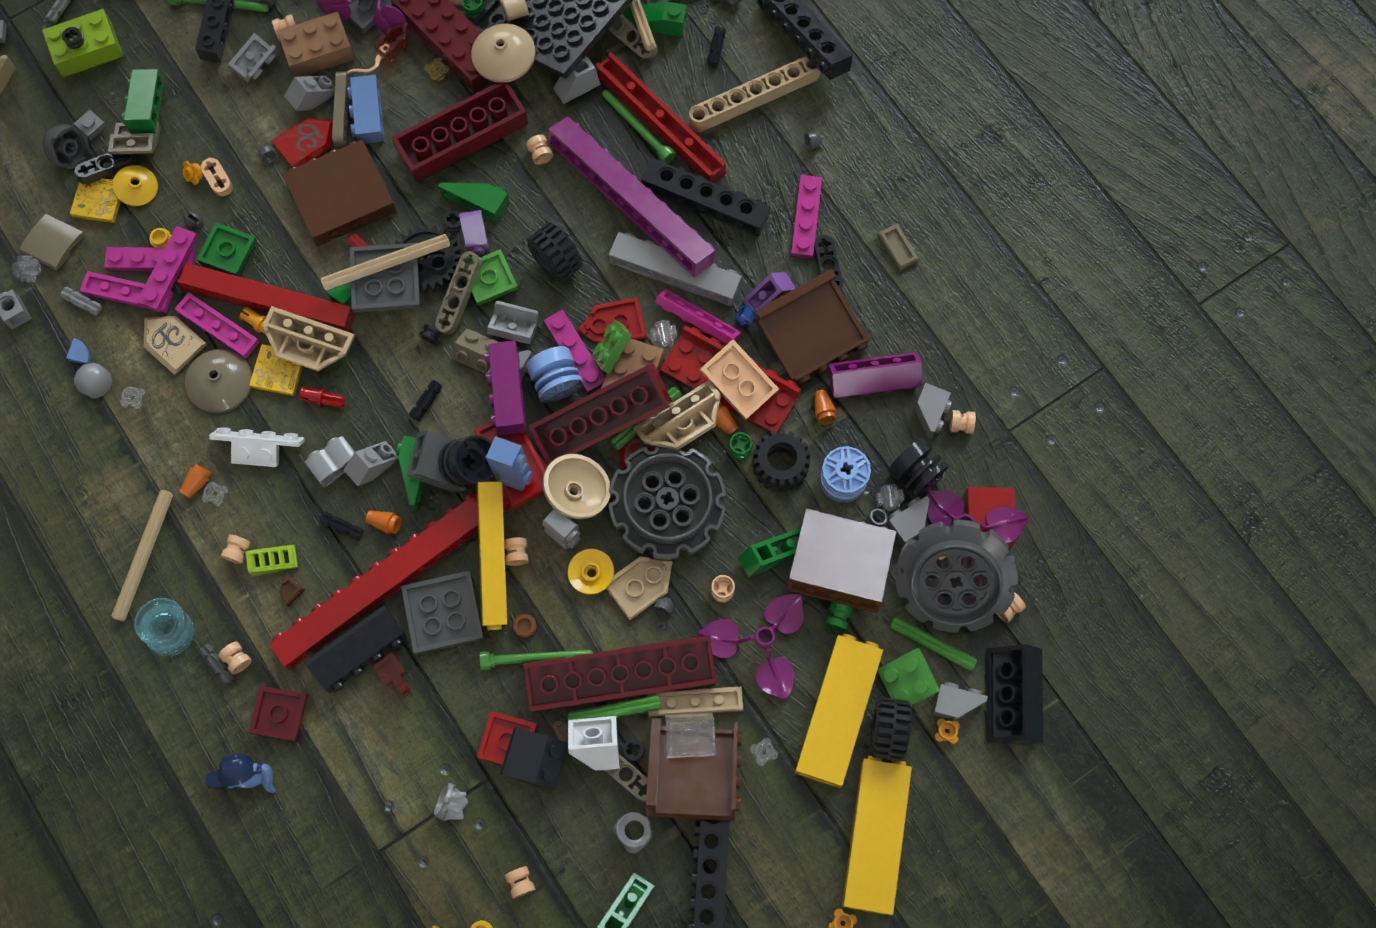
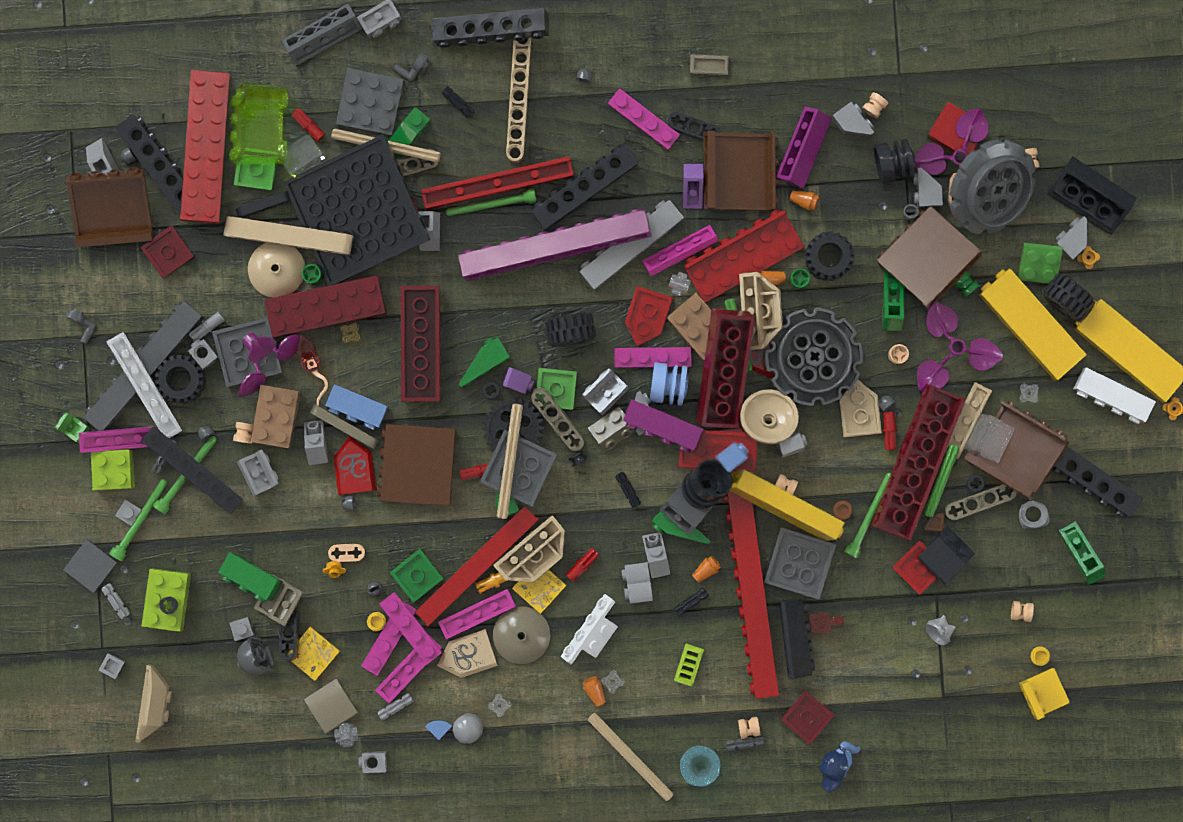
camera: 55 degrees left, 15 degrees up
(135, 194) = (316, 628): yellow dish -> none
(235, 549) = (666, 687): light nougat wheel -> none
(290, 590) = (718, 663): reddish brown tile -> none
(503, 62) = (392, 278): tan dish -> none
(540, 151) = (465, 292): light nougat wheel -> none
(583, 563) = (836, 450): yellow dish -> none
(594, 742) = (958, 507): white slope -> none
(612, 346) = (672, 329): bright green plate -> none
(637, 626) = (889, 430): none -> red axle
(739, 379) = (752, 251): light nougat plate -> none
(745, 315) = (698, 214): blue plate -> none
(816, 843) = (1114, 395): none -> white brick
(839, 485) = (857, 222): light blue wheel -> none
(889, 497) = (901, 194): clear gear -> none
(933, 643) = (1022, 228): bright green axle -> none

